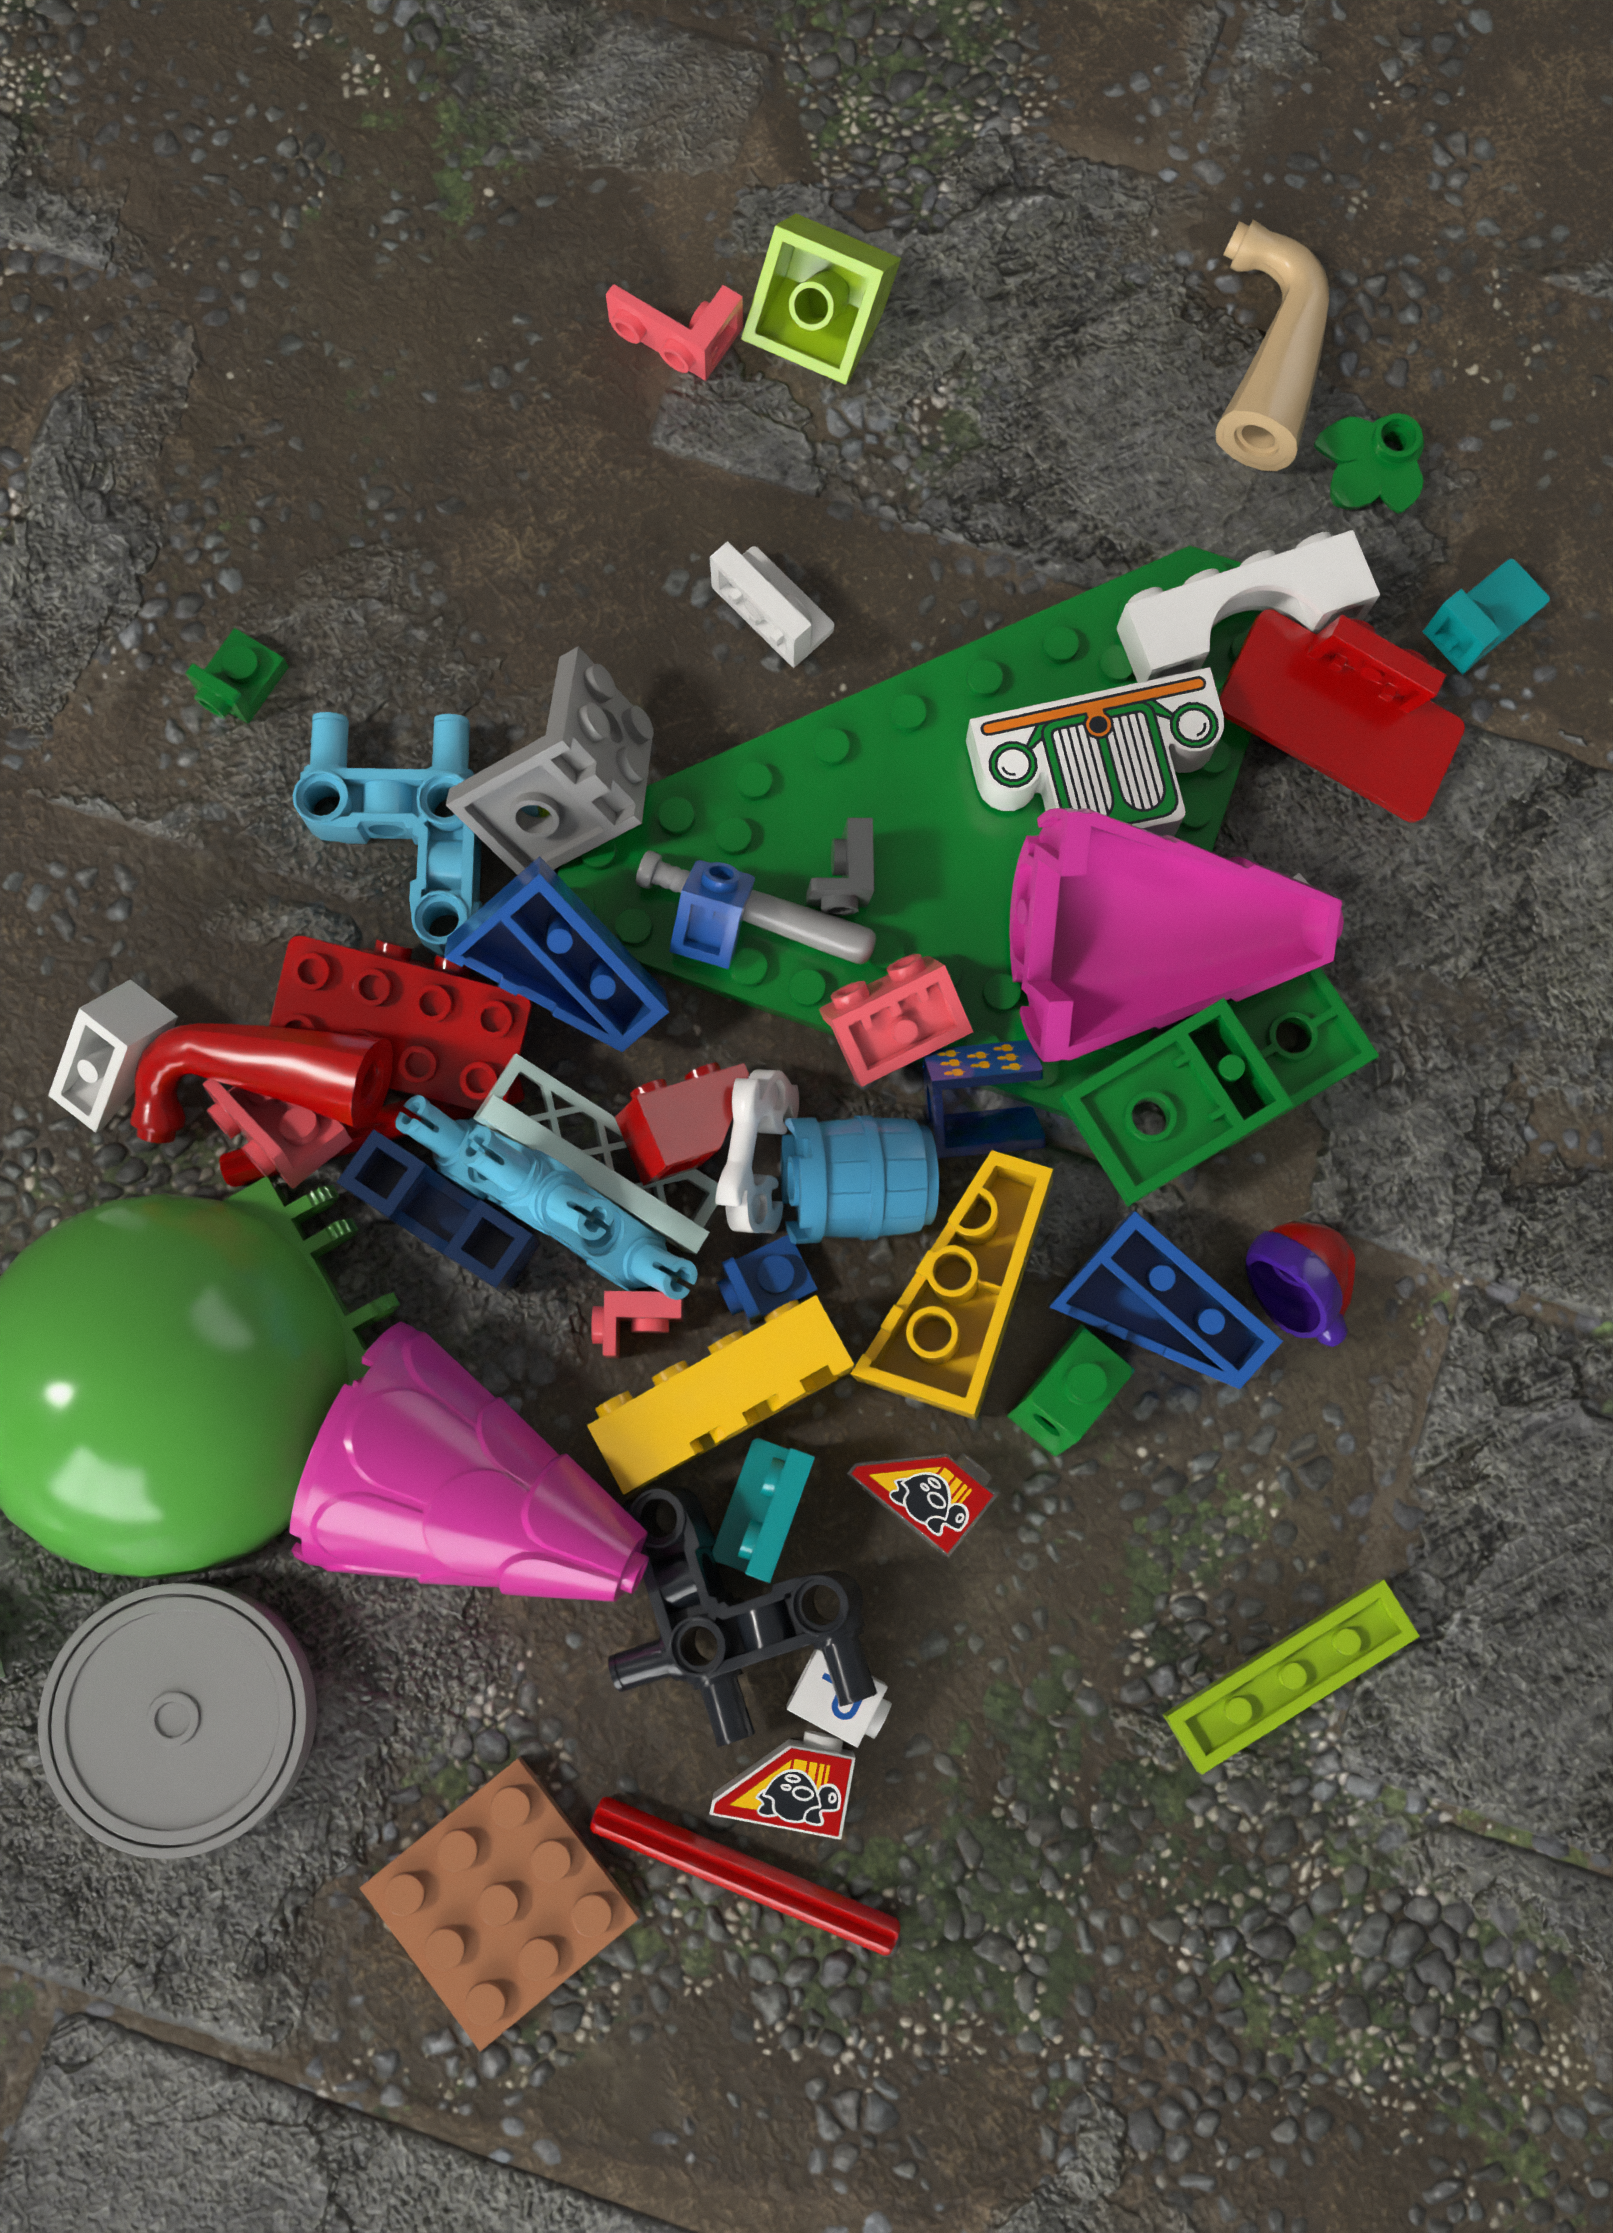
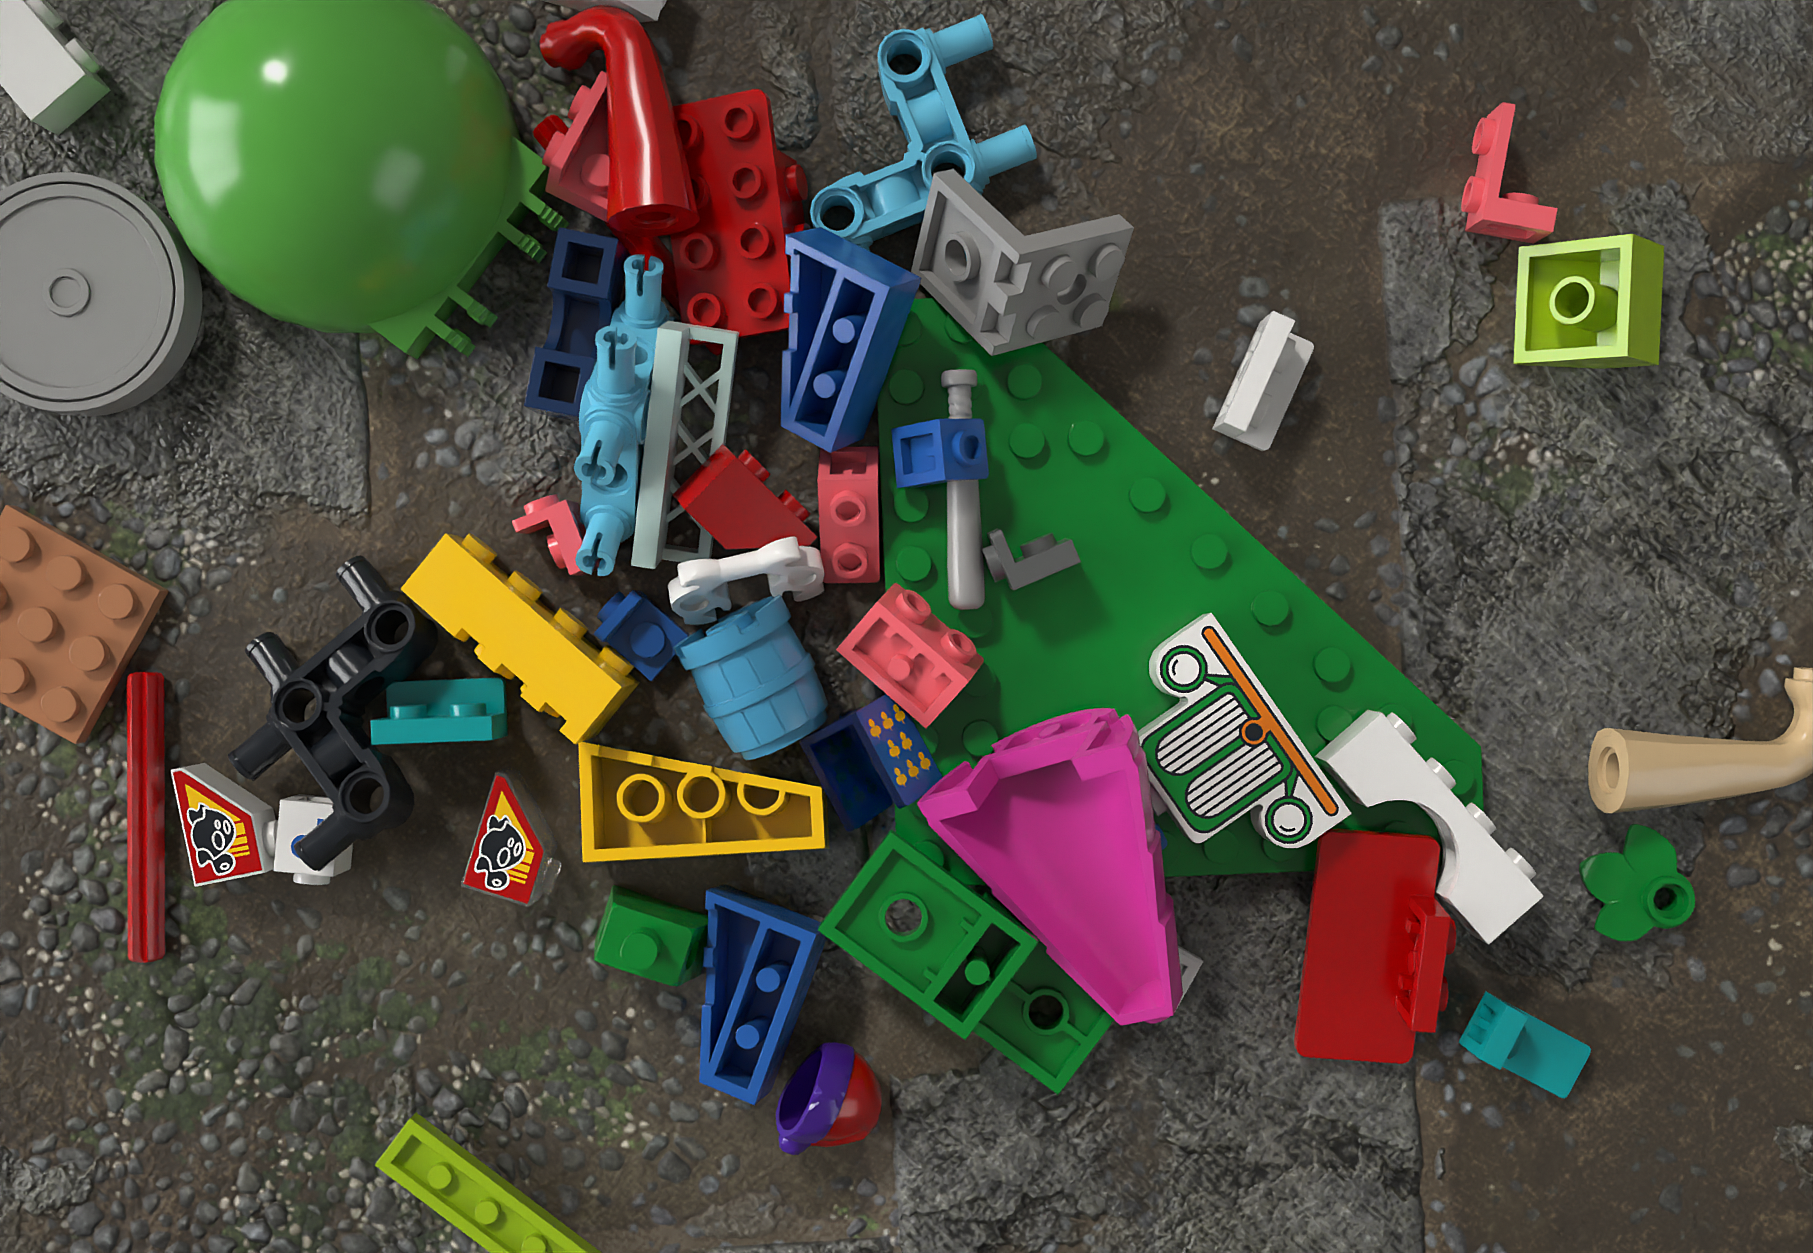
camera: 65 degrees right, 10 degrees up
(454, 1488) = (345, 445): dark pink cone -> none
(733, 1026) = (849, 514): none -> coral bracket

